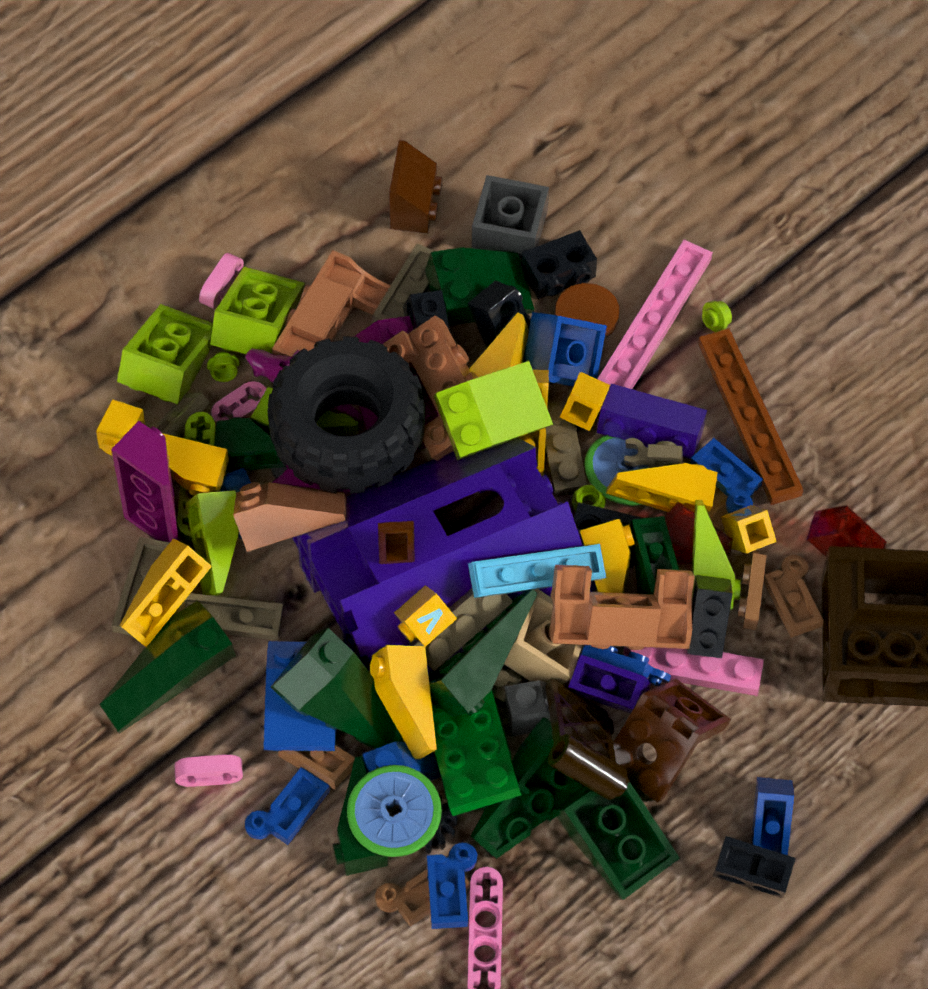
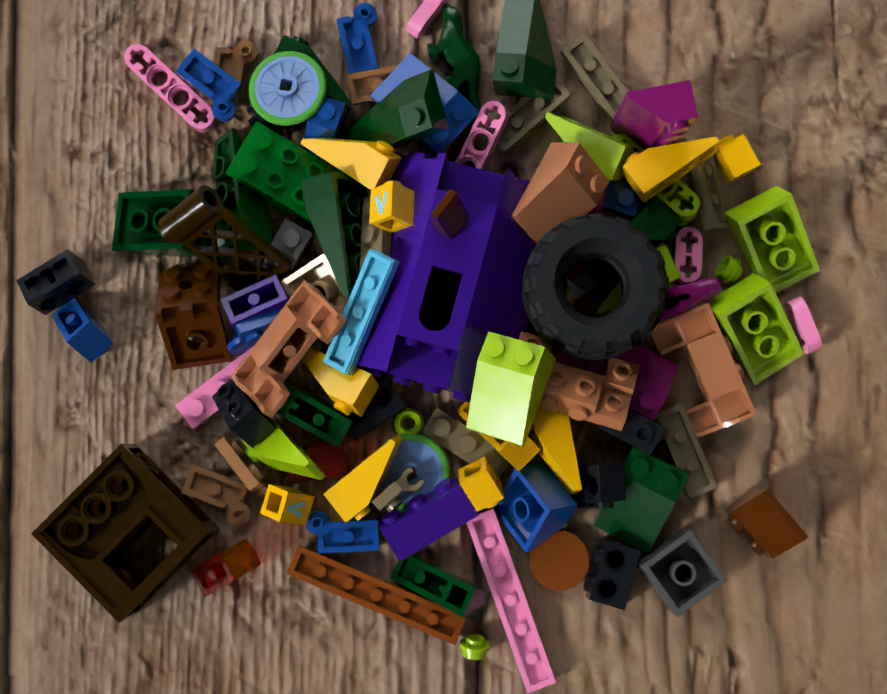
camera: 130 degrees right, 25 degrees up
(163, 590) = (578, 81): yellow slope -> none
(227, 712) = (458, 54): none -> dark green animal
(305, 616) = (482, 158): none -> bright pink beam
(695, 371) = (441, 587): none -> dark green slope

